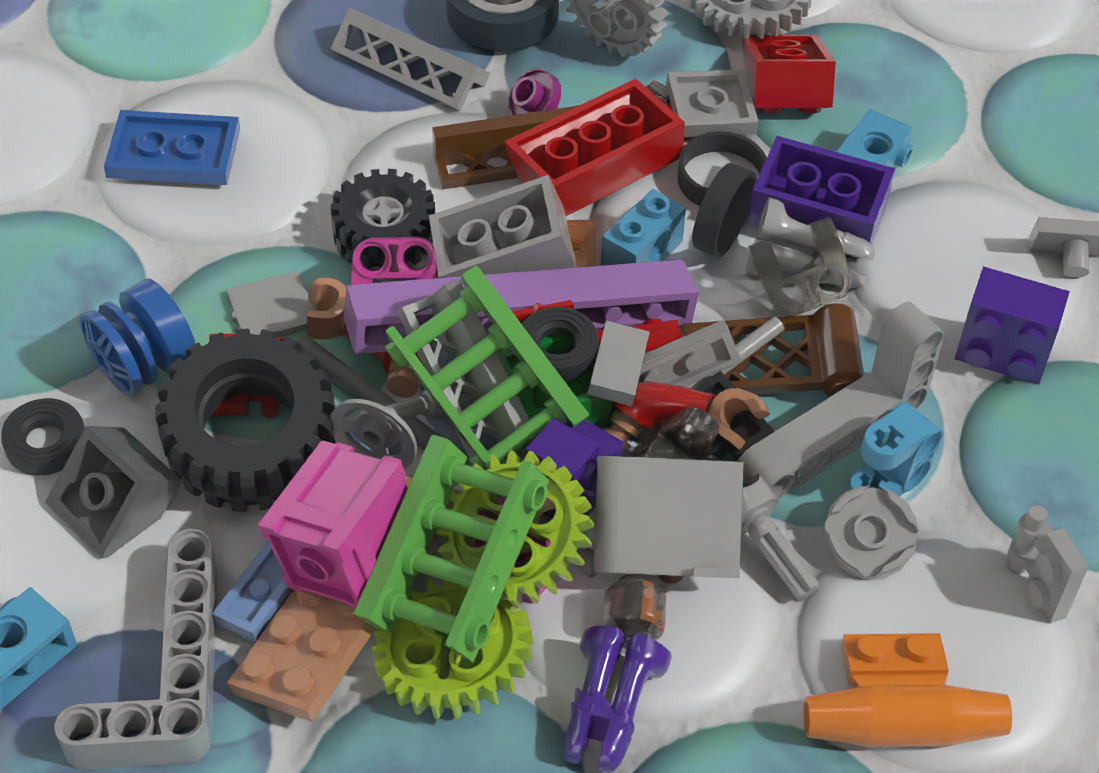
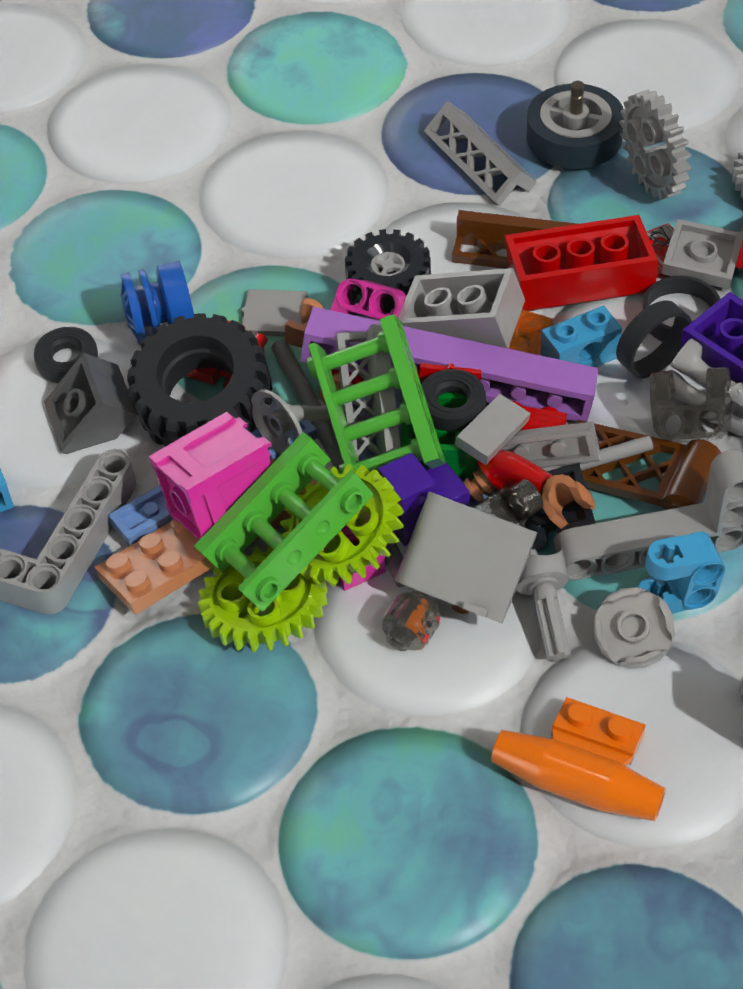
camera: 30 degrees right, 0 degrees up
(172, 147) = (265, 173): blue plate -> none
(534, 92) = (559, 205): magenta plate -> none
(591, 712) = (335, 687): dark purple piece -> none

